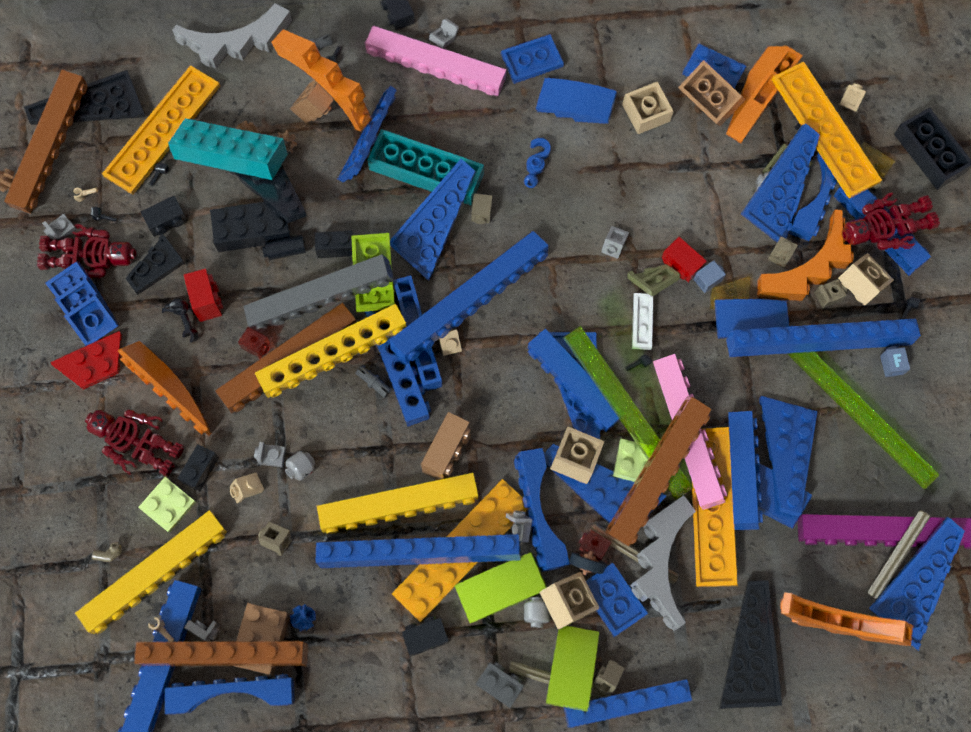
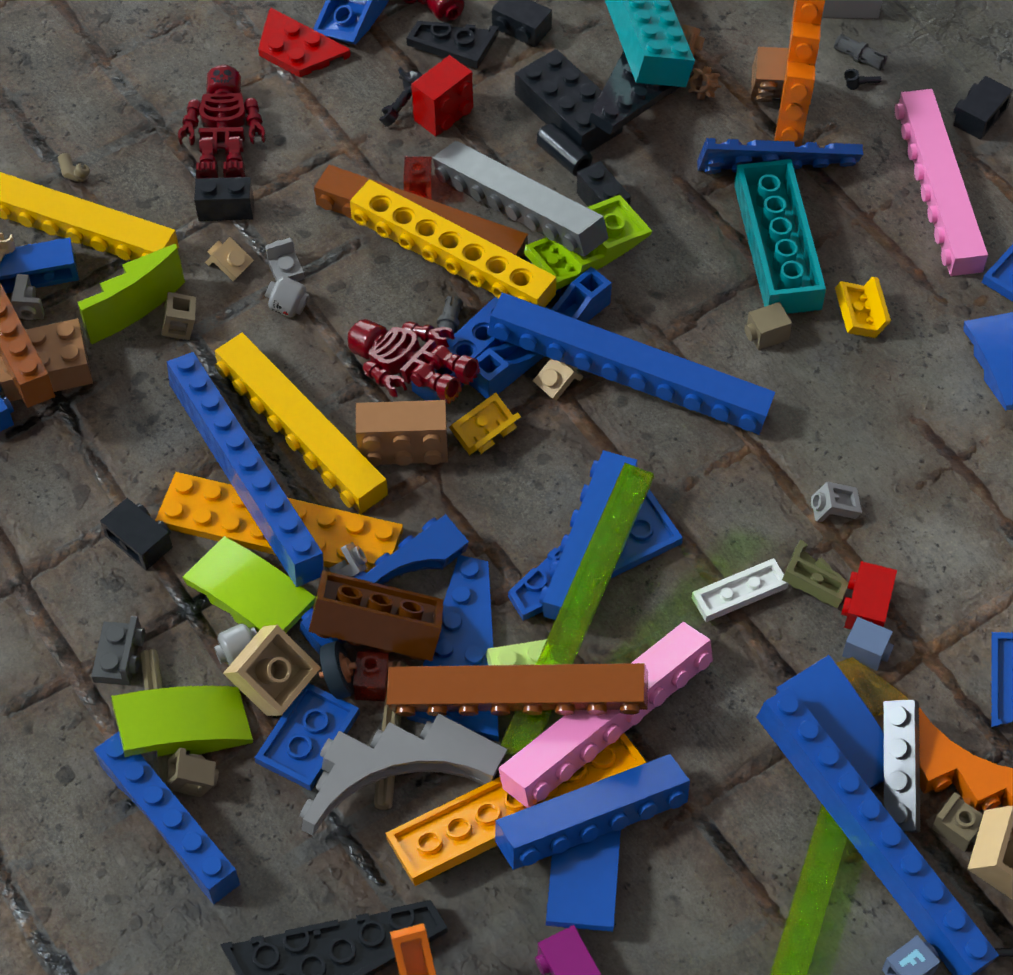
camera: 65 degrees right, 15 degrees down
(165, 382) = (311, 116): orange wedge -> none
(167, 504) = (163, 196): yellowish green plate -> none
(243, 553) = (132, 293): none -> lime slope
(302, 617) = (93, 390): blue gear -> none
(366, 432) = (401, 353): none -> dark red piece
(428, 228) = (694, 275): blue wing -> none
(445, 34) = (985, 173): light grey bracket -> none
(461, 397) = (484, 423): none -> yellow bracket
(498, 152) = (863, 307): none -> yellow bracket
(536, 162) = (881, 357): blue piece -> none
(567, 523) = (376, 616): none -> reddish brown slope
(577, 455) = (482, 584): tan brick -> none
(645, 360) = (679, 617): black hand -> none
(782, 252) = (977, 724): dark tan brick -> none
(789, 447) = (677, 863): blue wing -> none
(790, 301) = (902, 763): none -> plate

